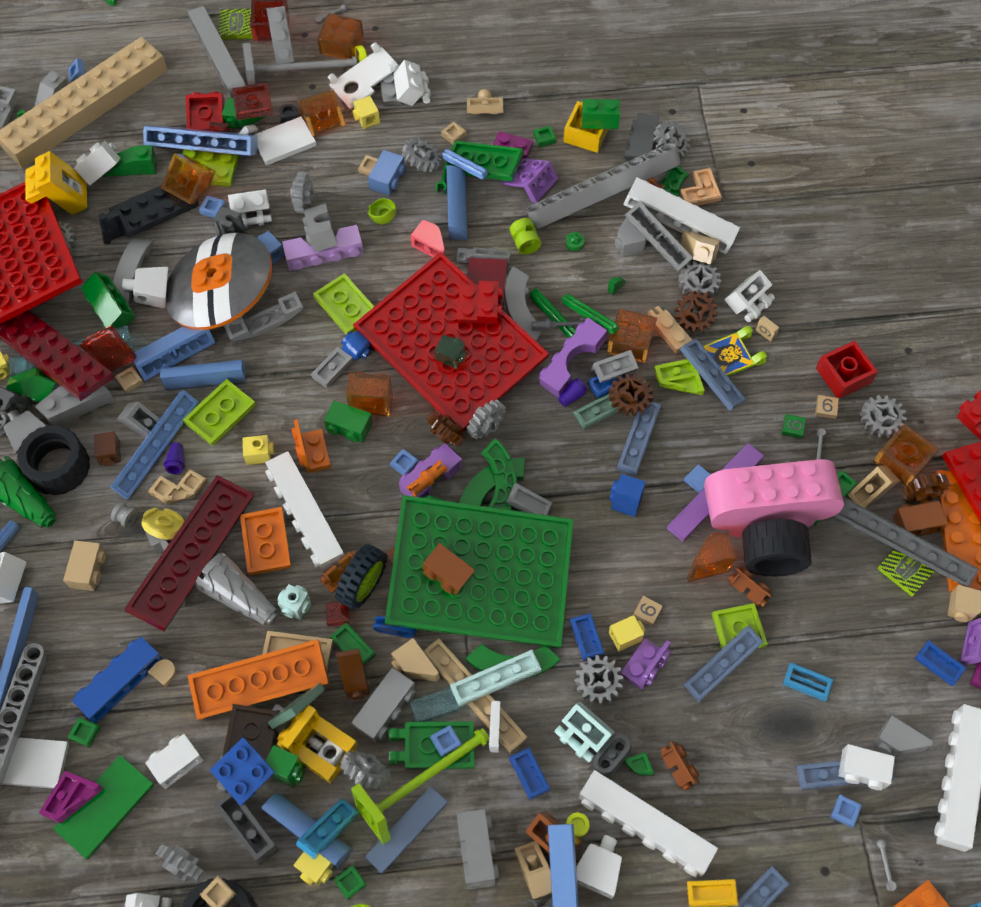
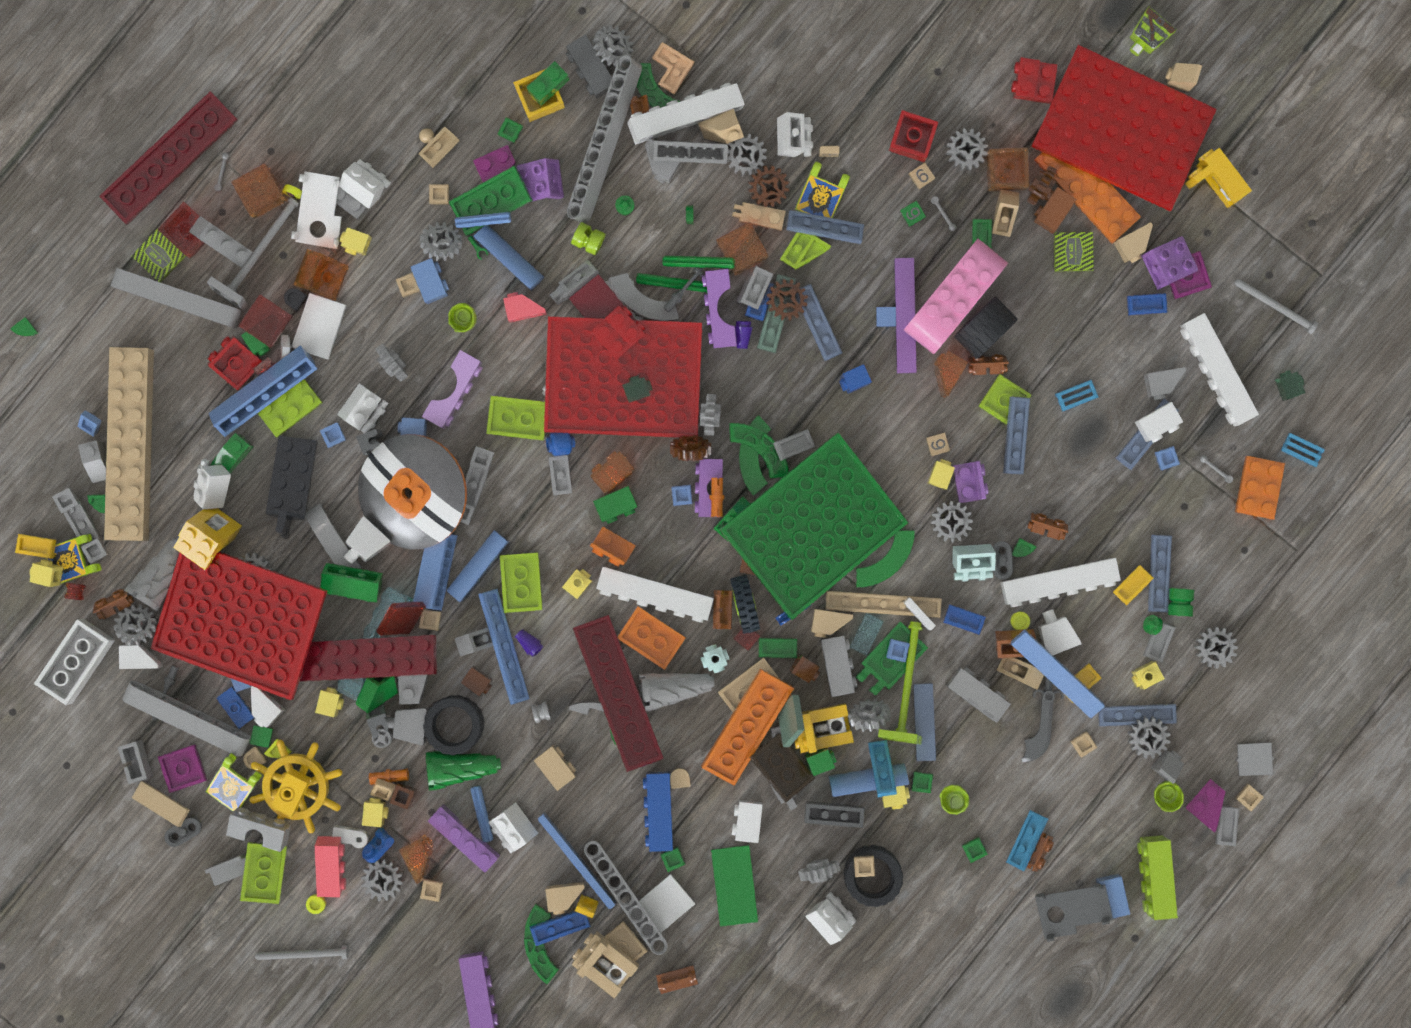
camera: 50 degrees left, 25 degrees up
(68, 797) = (710, 901): magenta wing -> none
(162, 523) = (575, 693): light yellow tile -> none
(187, 178) = (294, 433): clear orange slope -> none
(187, 488) = (550, 667): tan tile -> none
(242, 771) = (803, 790): blue hinge -> none
(319, 228) = (449, 386): light grey arch -> none
(447, 569) = (798, 549): dark orange brick -> none
(495, 678) = (888, 582): light aqua tile -> none
(587, 636) = (917, 500): blue plate -> none
(907, 543) = (1060, 239): dark grey tile -> none

